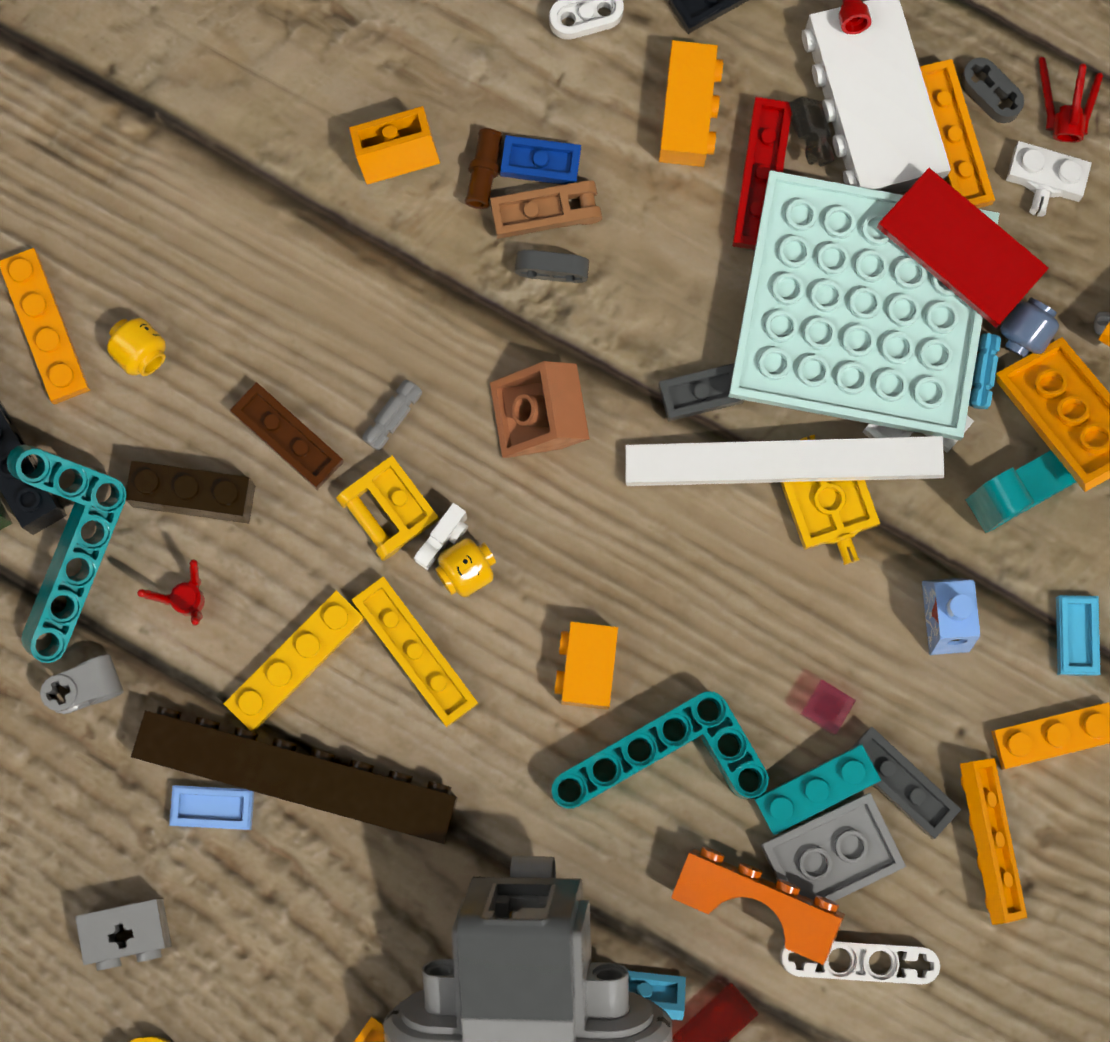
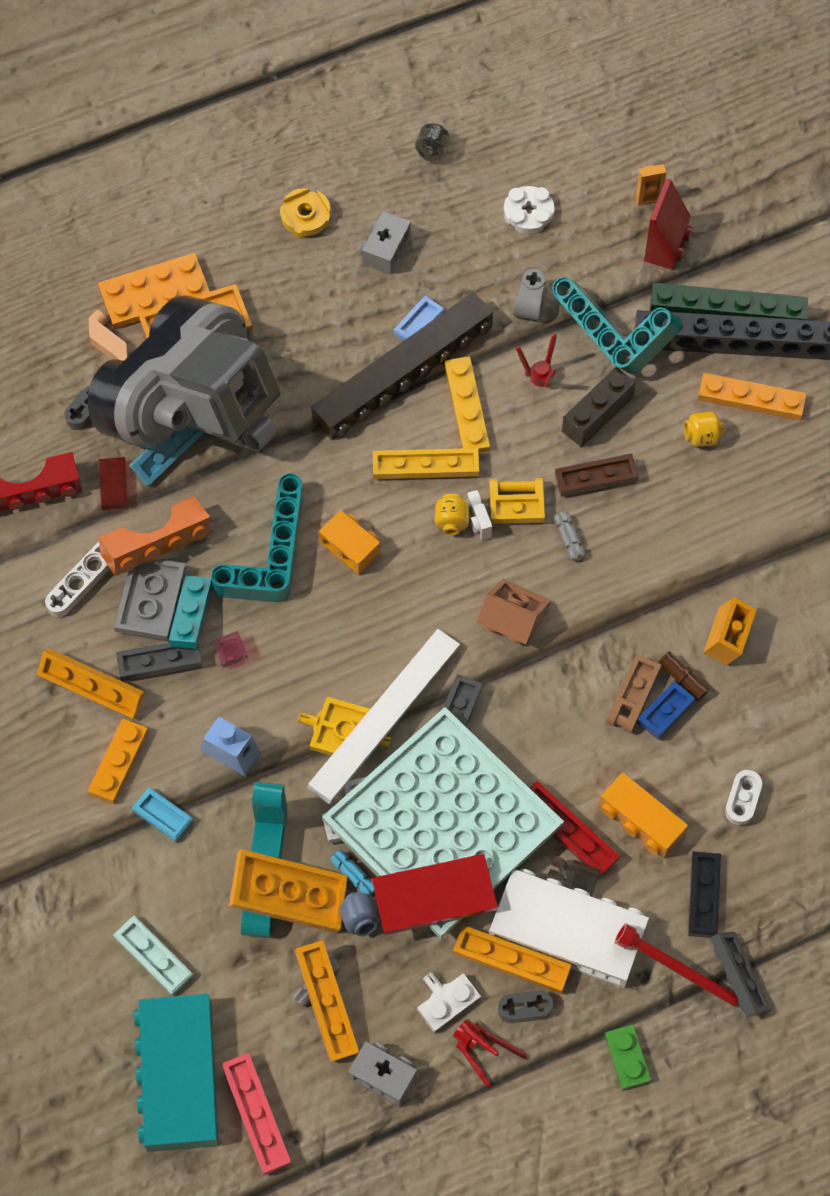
camera: 130 degrees right, 15 degrees down
(552, 266) = (595, 673): dark grey beam -> none

